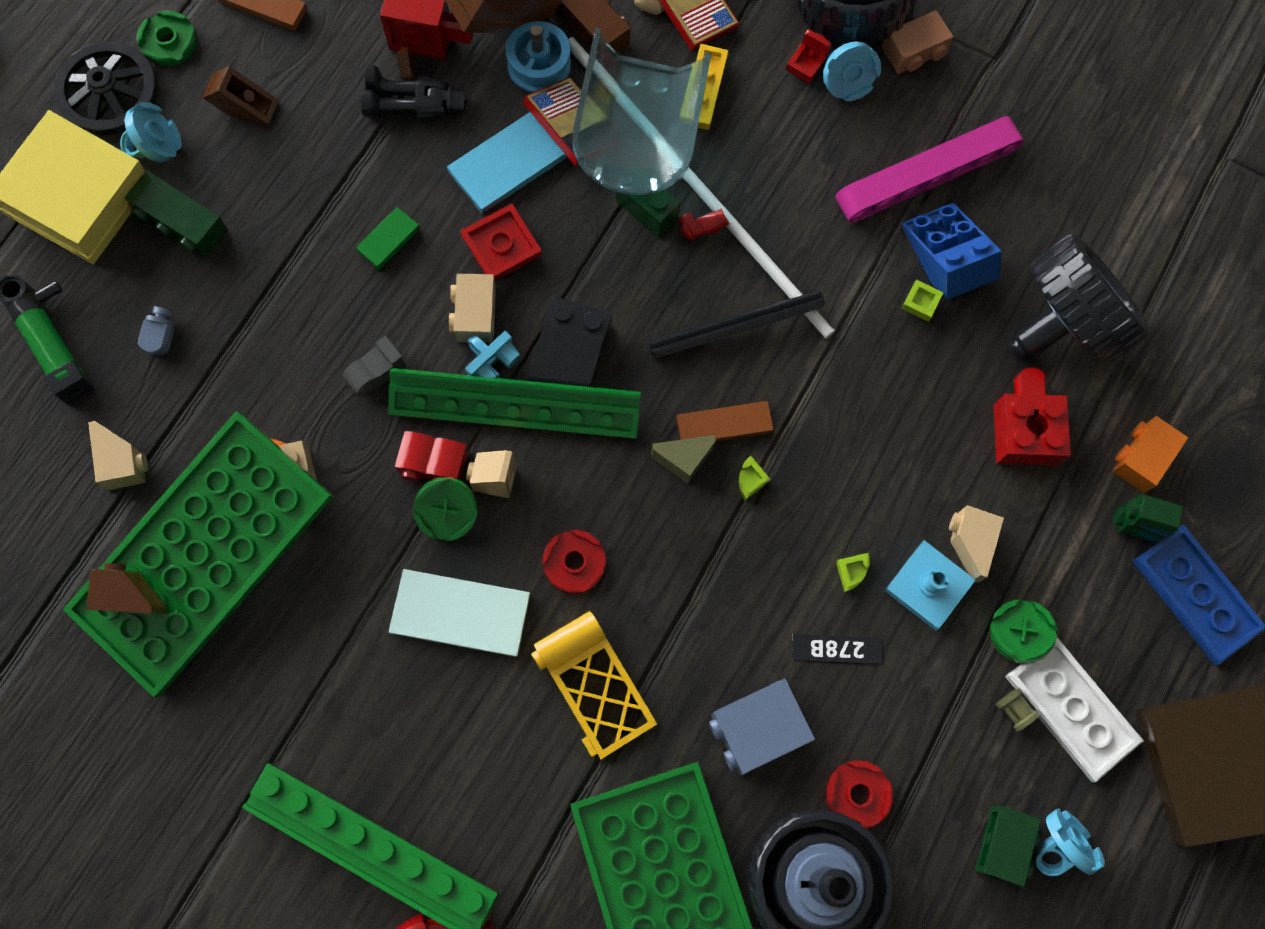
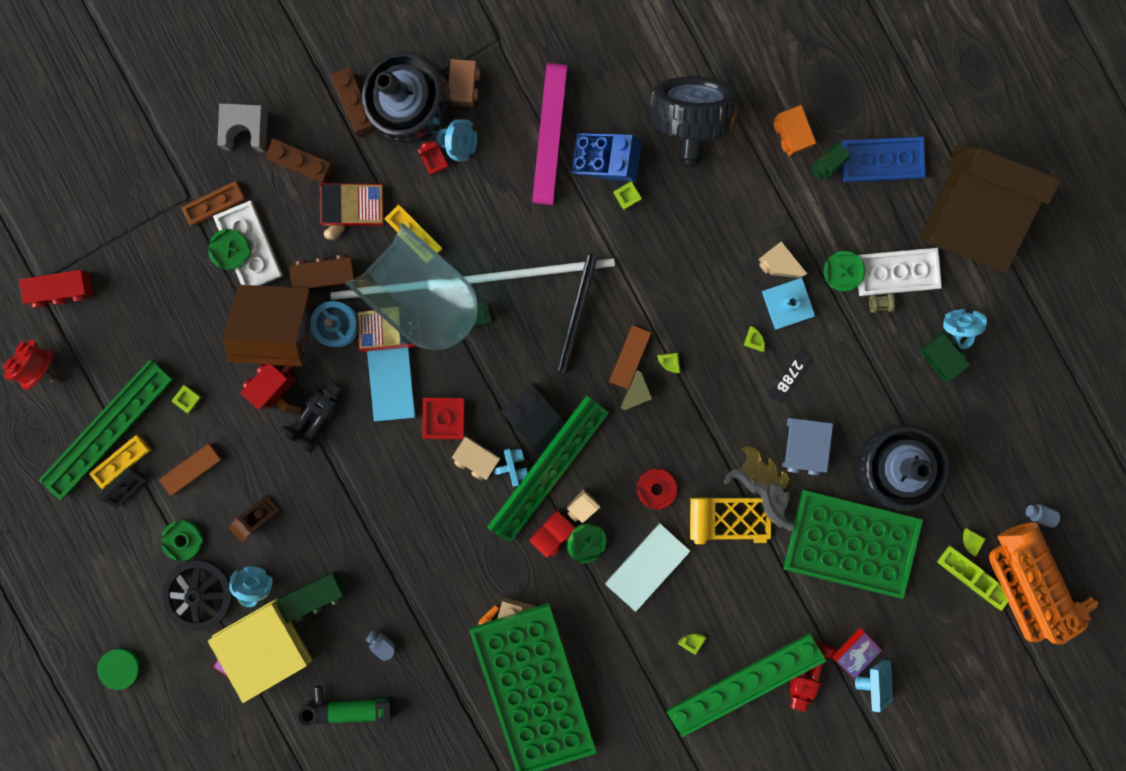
camera: 50 degrees left, 15 degrees up
(115, 460) = (445, 706): tan slope -> none
(122, 591) = (534, 742): reddish brown slope -> none
(373, 368) = (478, 535): dark grey leg -> none
(387, 238) = (399, 481): green tile -> none
(389, 740) = (692, 642): none -> lime tile
(674, 703) = (764, 481): none -> piece
(704, 225) = (505, 290): red arm -> none
(872, 779) = (862, 406): red tile -> none
(1030, 424) = (737, 186): red brick -> none

